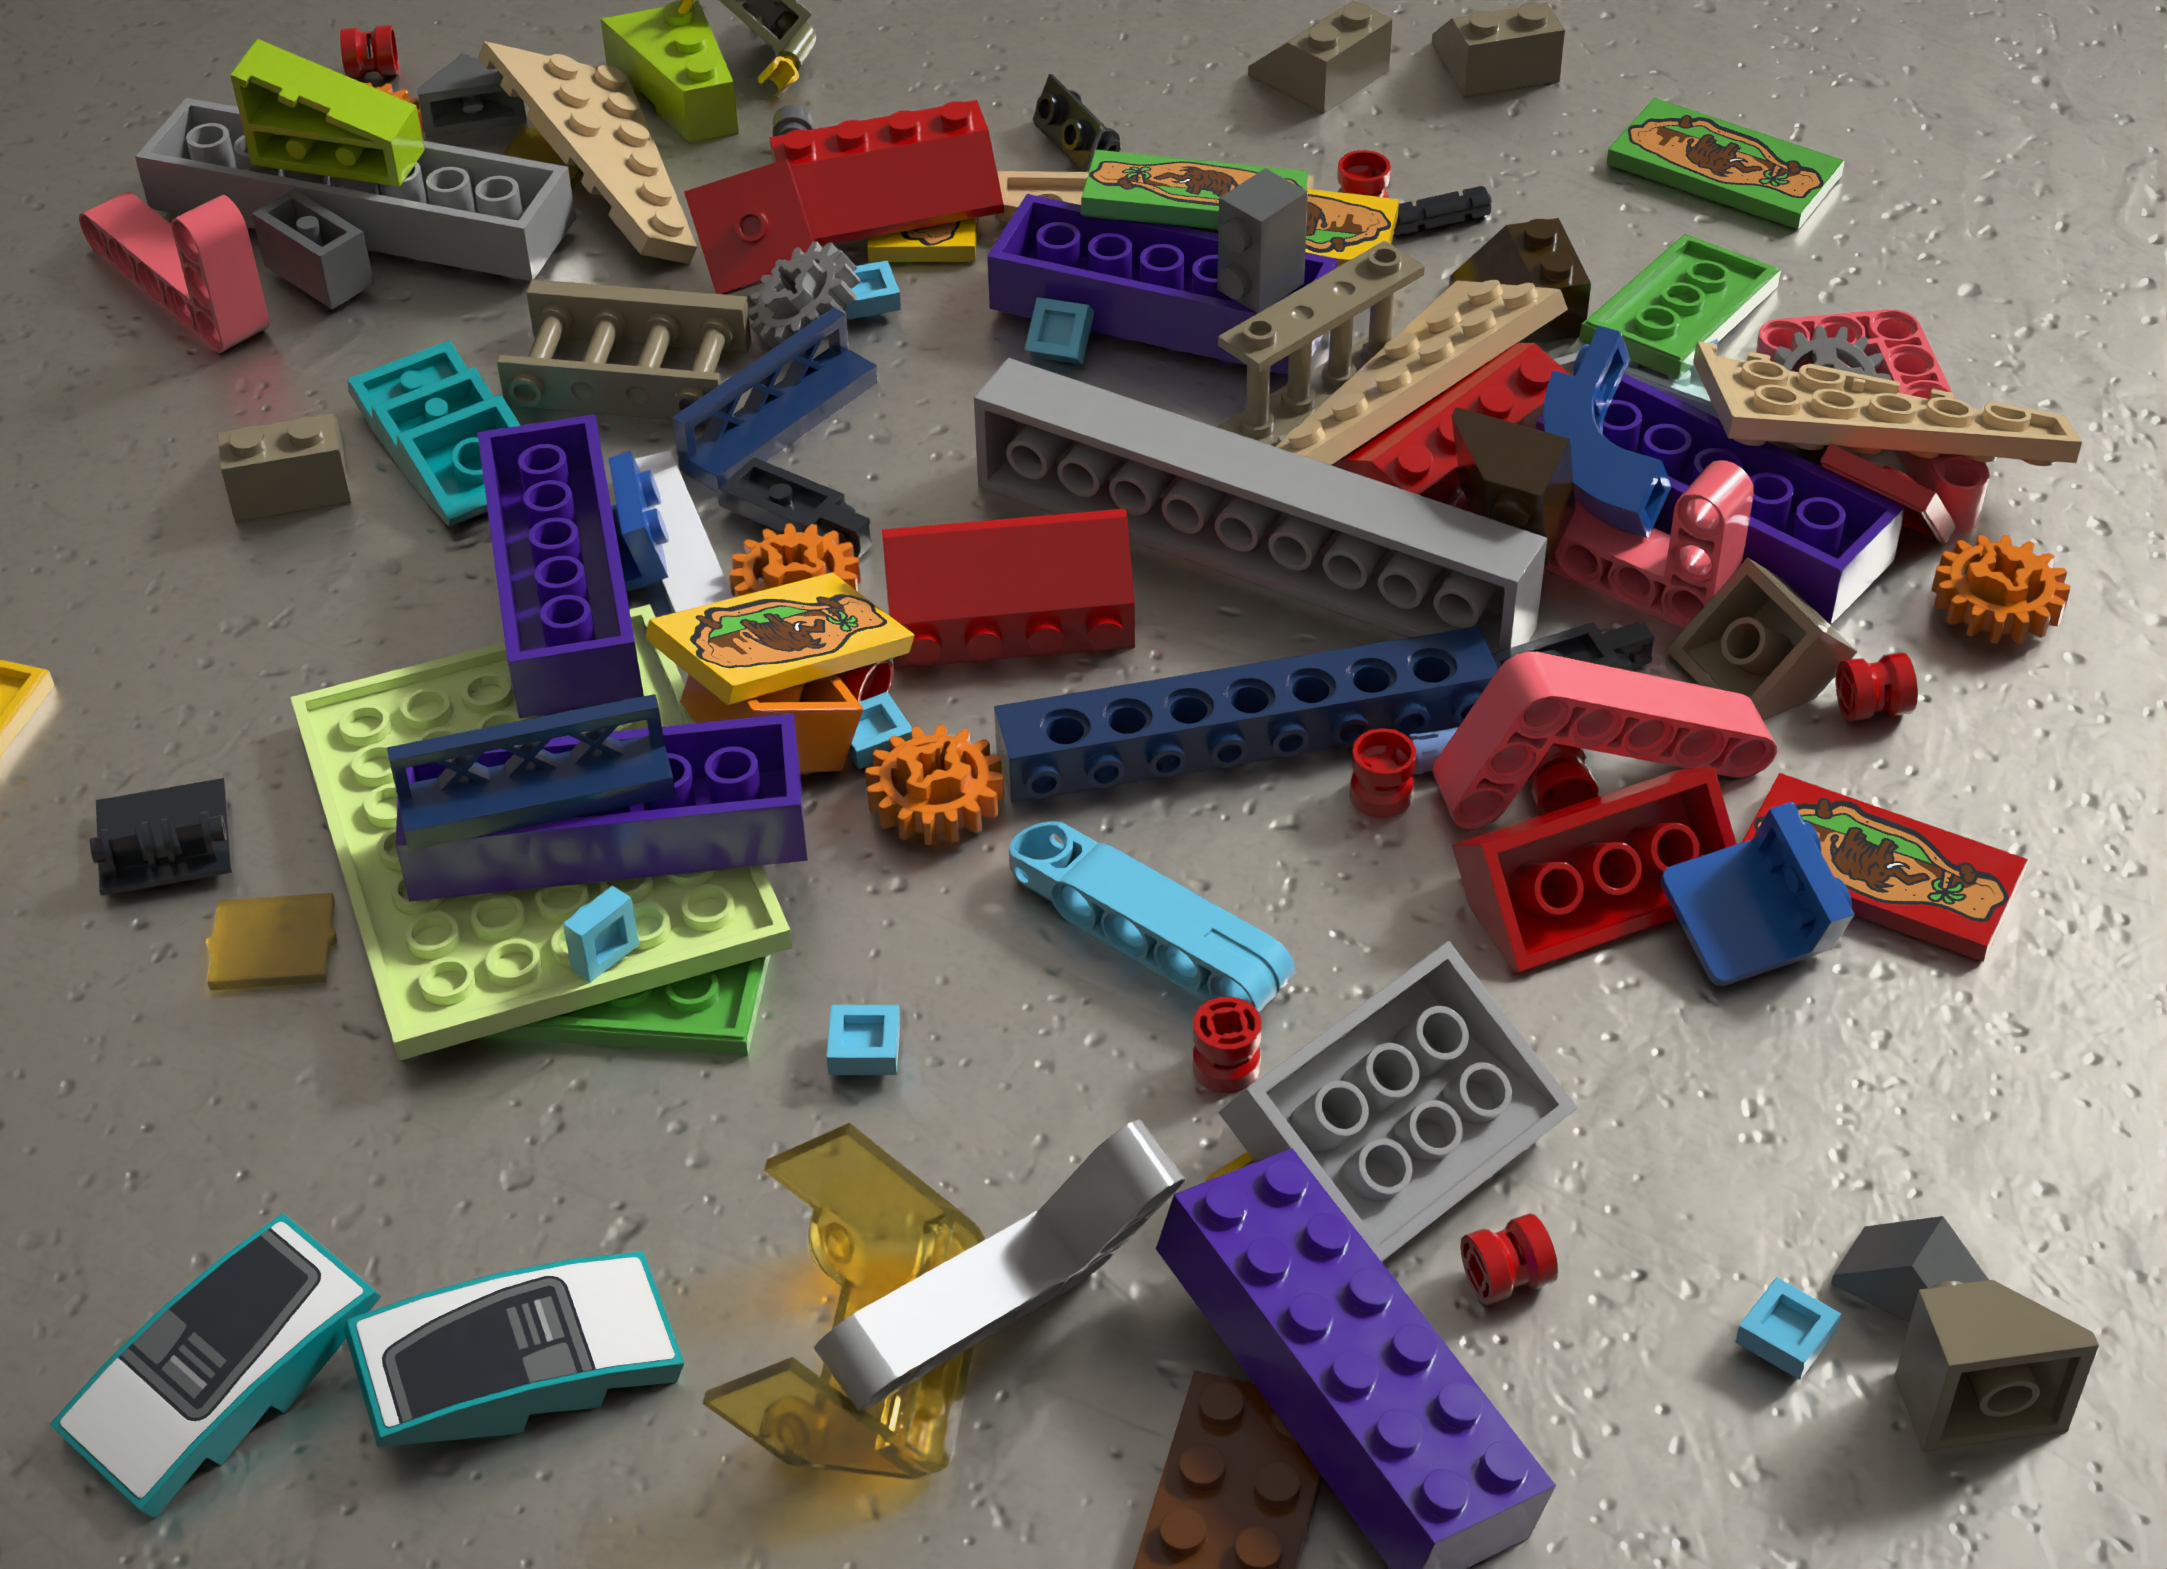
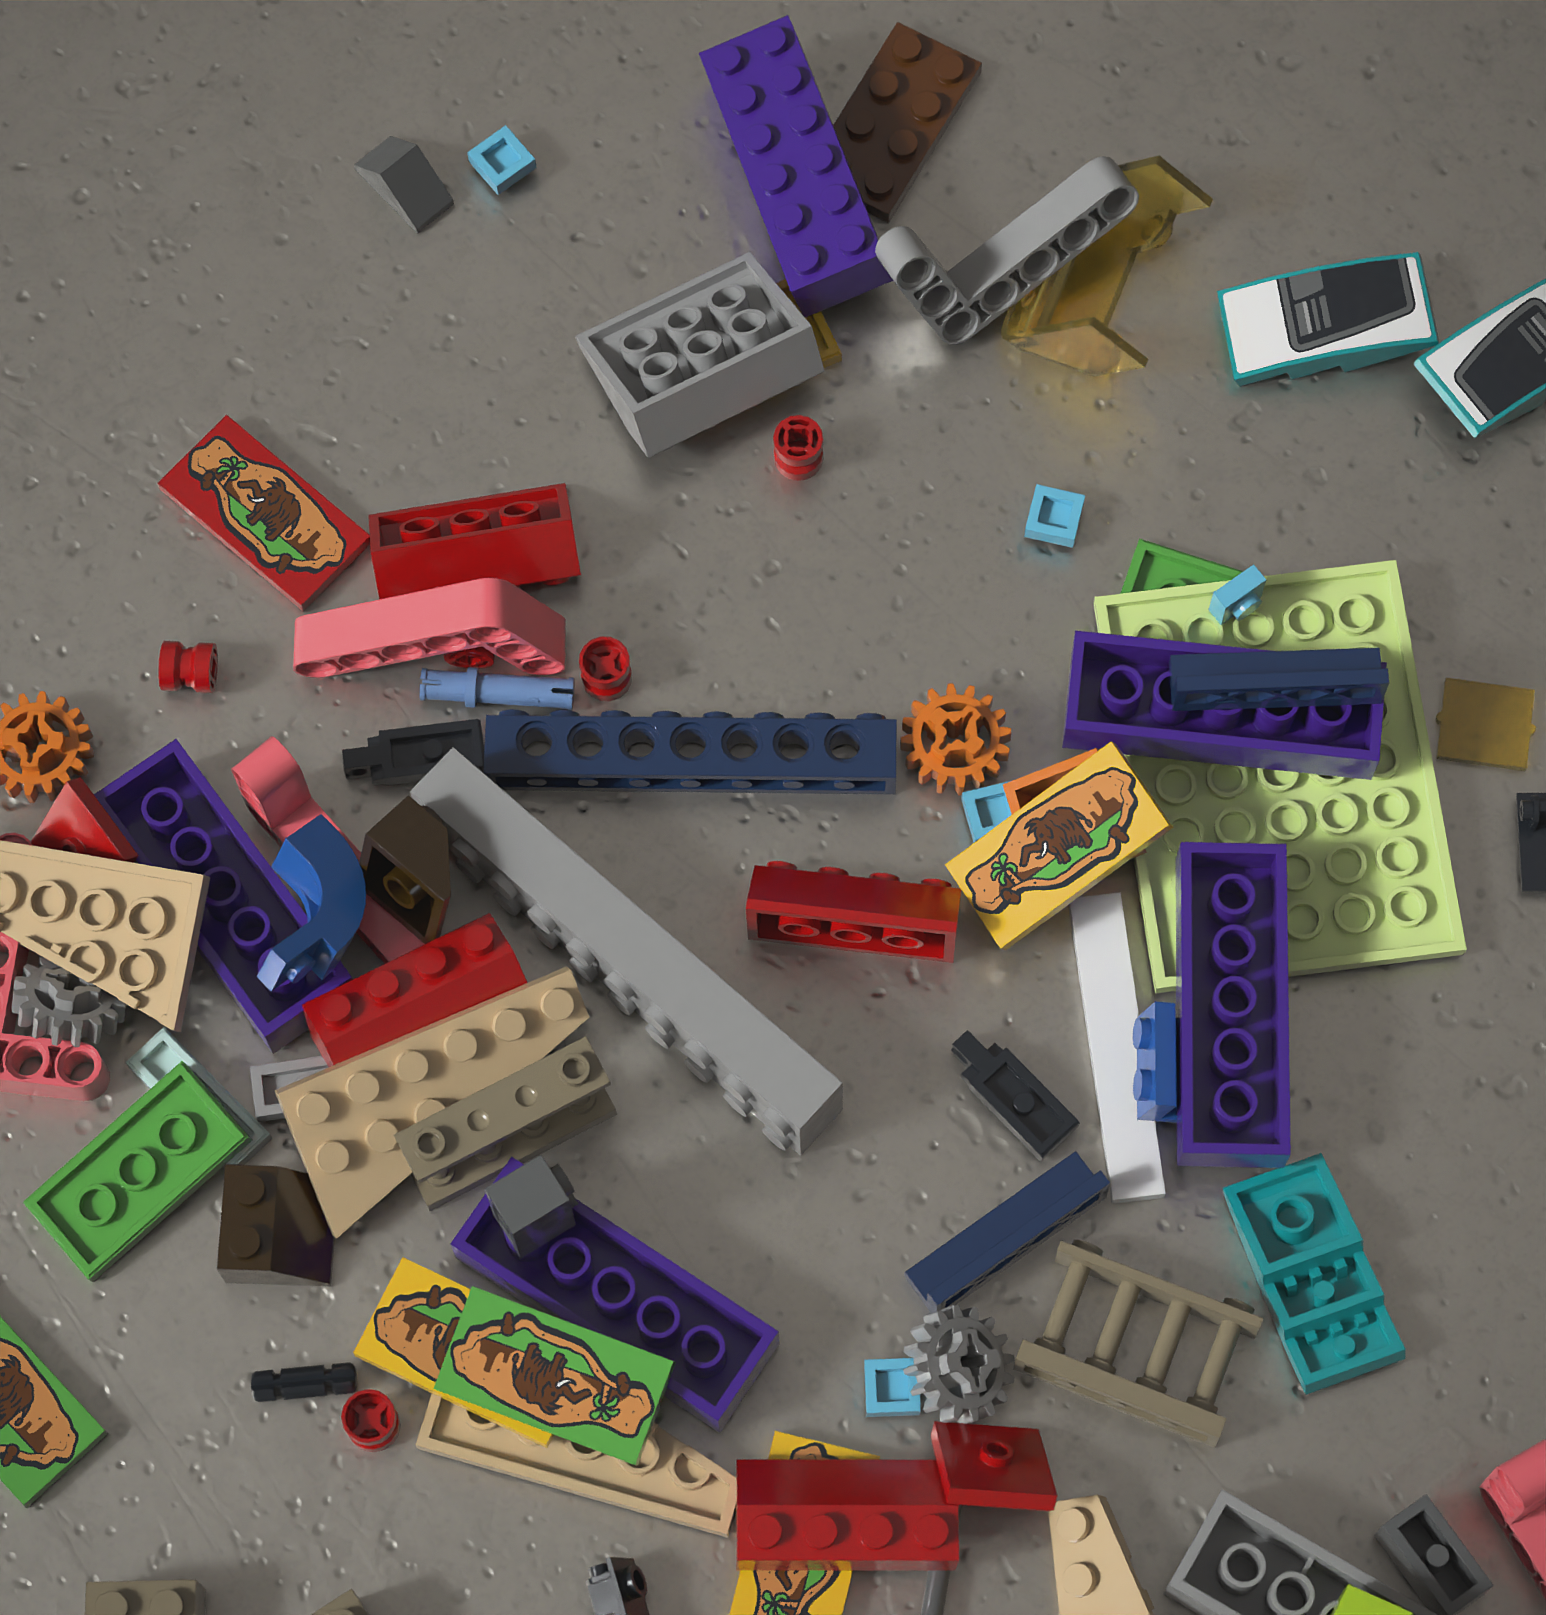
camera: 165 degrees left, 25 degrees up
(284, 467) = (1468, 1269): dark tan slope -> none
(791, 559) = (1044, 984): orange gear -> none
(1059, 330) = (726, 1269): medium azure plate -> none
(1150, 916) = (824, 575): medium azure piece -> none
(1509, 1259) = (673, 238): red wheel -> none
(1760, 900) = (378, 476): blue bracket -> none
(1761, 643) = (246, 708): dark tan slope -> none
(1990, 1366) = (401, 77): dark tan slope -> none

